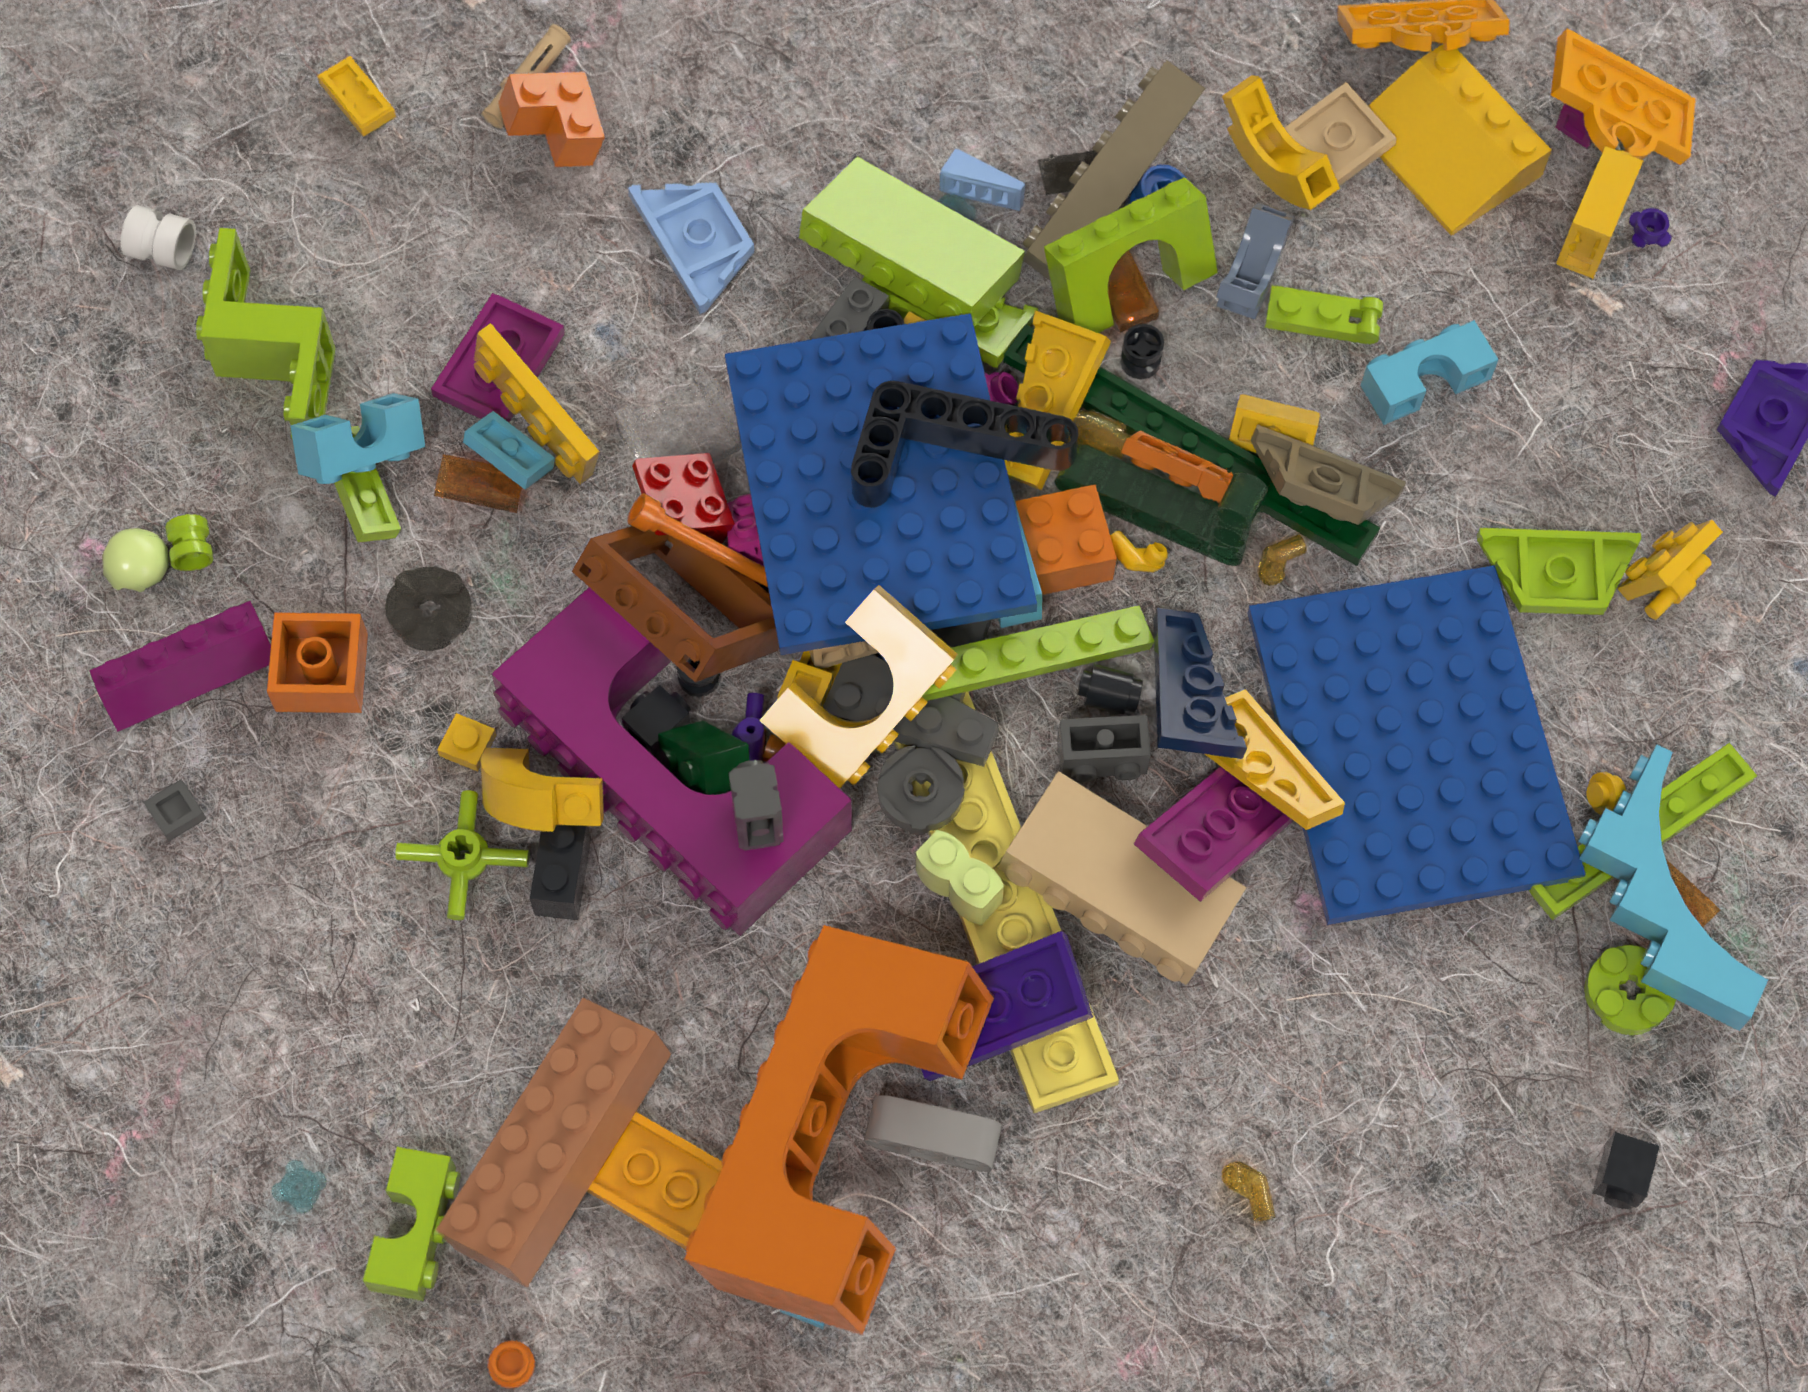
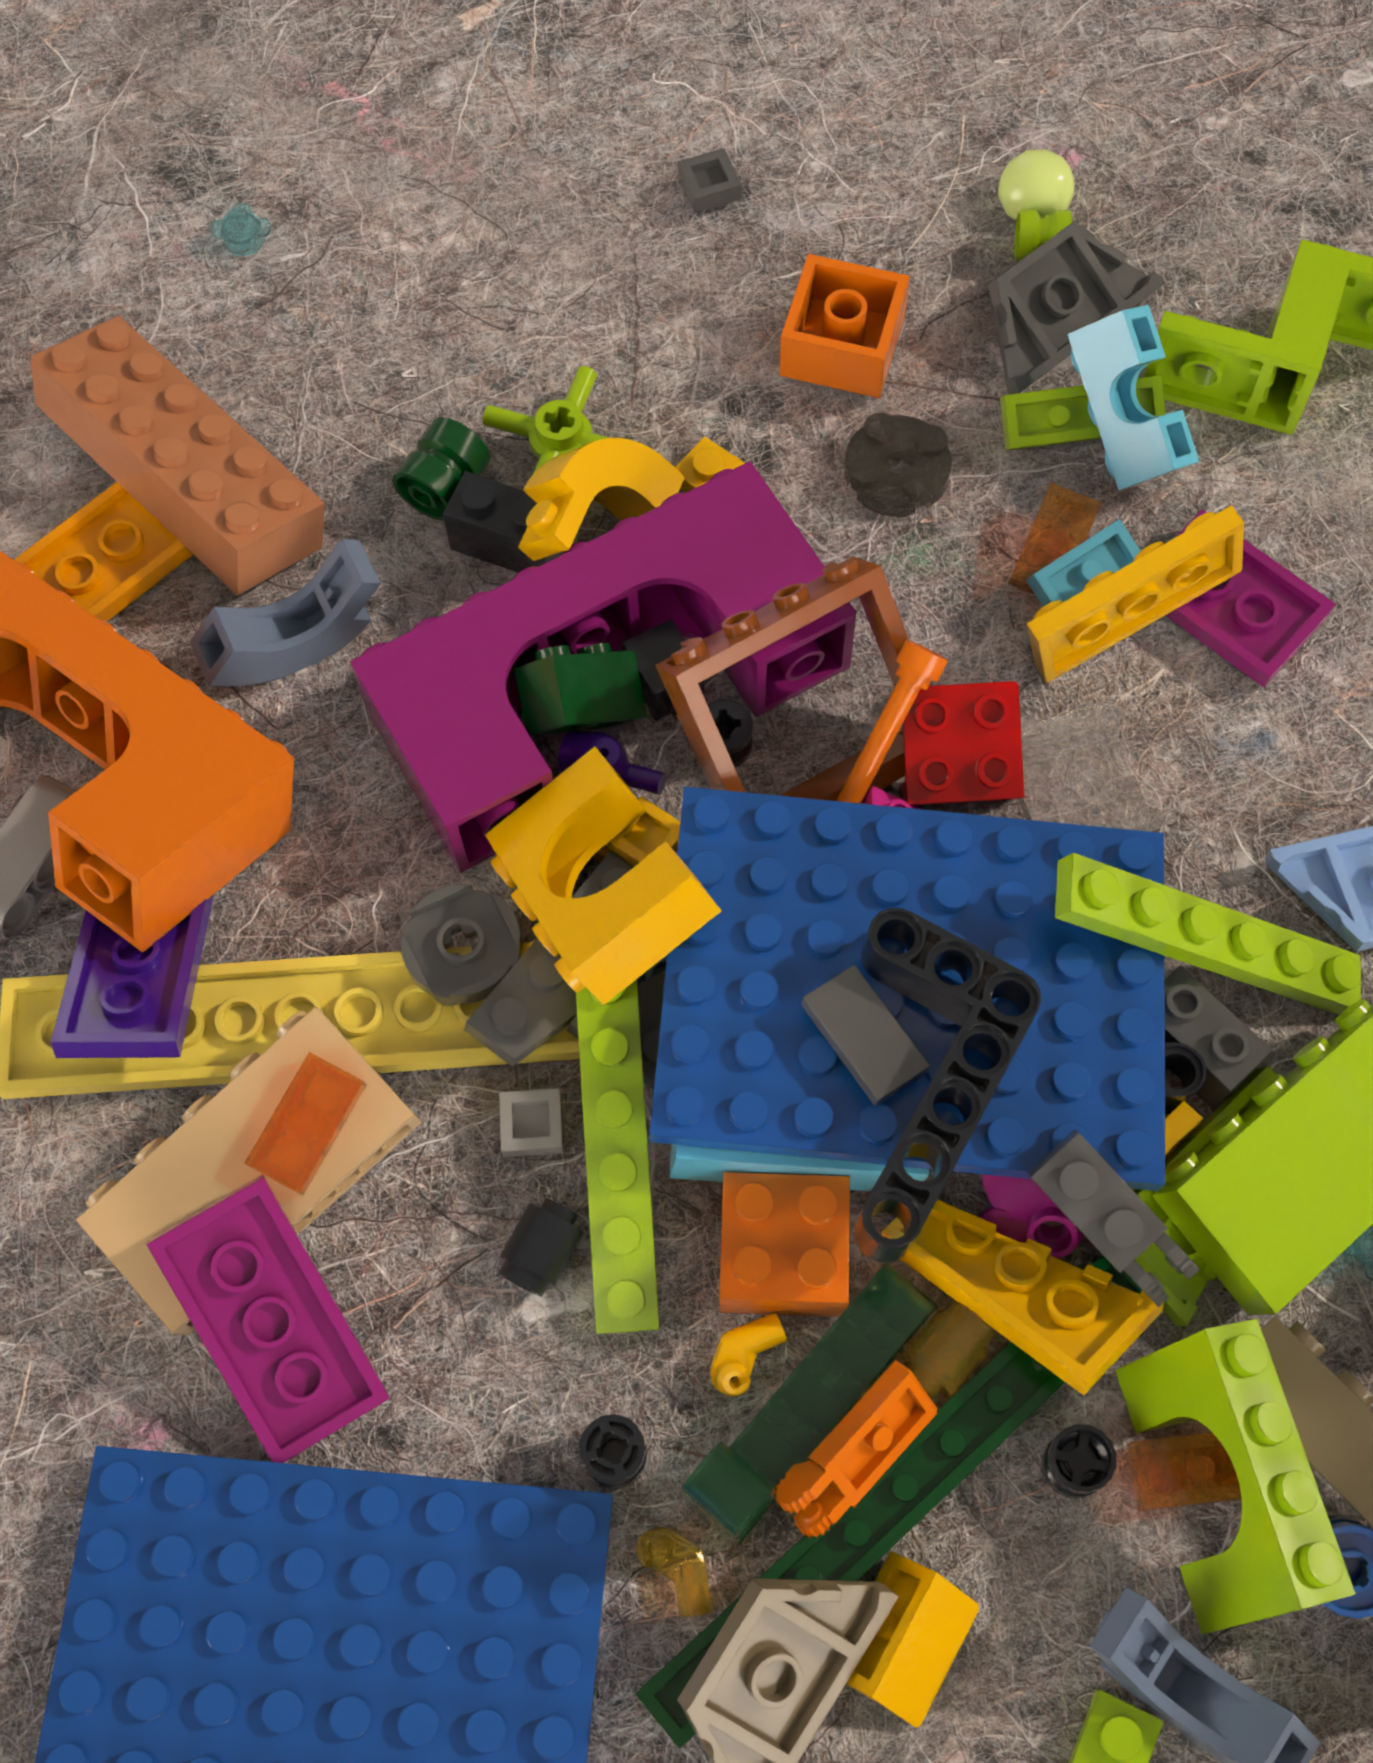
camera: 110 degrees right, 0 degrees up
(182, 666) = (878, 193): magenta brick -> none
(260, 515) = (1056, 292): none -> dark grey wing
(406, 1263) = (189, 331): lime arch -> none
(519, 932) = (434, 470): none -> dark green wheel
(687, 997) = (291, 634): none -> sand blue arch
(756, 805) = (446, 680): dark grey brick -> none
(792, 317) = (1205, 934): none -> lime plate
(933, 488) = (865, 1035): none -> dark grey tile
(950, 872) = (308, 957): yellowish green brick -> none
(1000, 339) = (1108, 1212): none -> dark grey hinge
(1027, 720) = (531, 1122): none -> light grey plate
(1088, 831) = (305, 1123): none -> clear orange plate
(1104, 747) = (446, 1202): dark grey brick -> none
(1189, 691) = (476, 1344): dark blue wing -> none
(1221, 618) = (617, 1463): none -> black wheel
(1277, 768) = (366, 1418): yellow wing -> none

